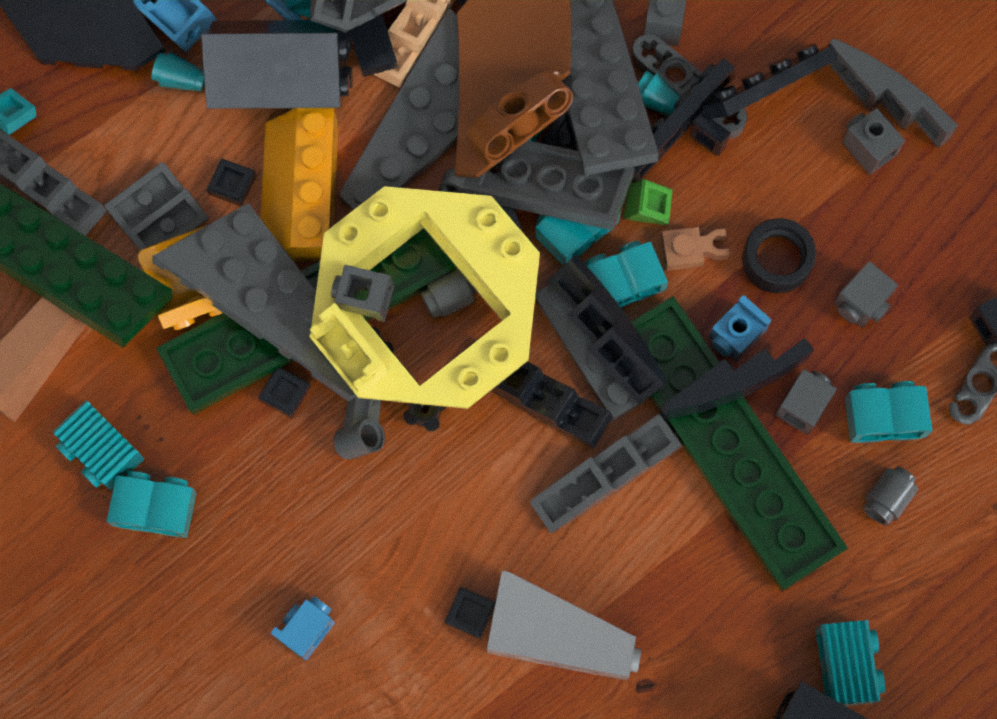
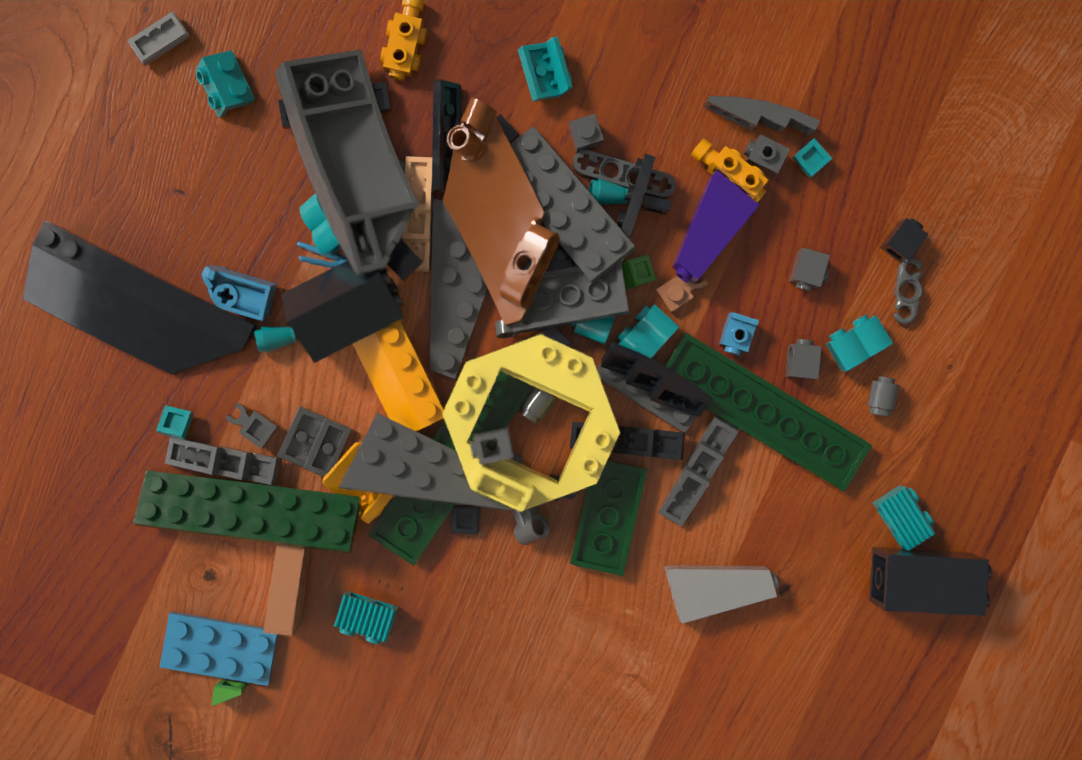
camera: 30 degrees left, 15 degrees up
(98, 160) = (255, 427): none -> dark grey plate
(152, 505) = (422, 637): teal brick -> none
(231, 182) = (352, 395): black tile -> none
(305, 627) = (561, 664): dark azure brick -> none
(463, 474) = (609, 519): none -> dark green plate
(470, 613) = (656, 600): black tile -> none
(725, 385) = (749, 381): black slope -> none
(760, 85) = (680, 151): black plate -> none
(771, 186) = (714, 223): none -> dark purple slope
(786, 229) = (761, 268): black tyre -> none
(830, 143) = (733, 166): none -> light orange brick
(929, 170) = (811, 158): none -> teal plate

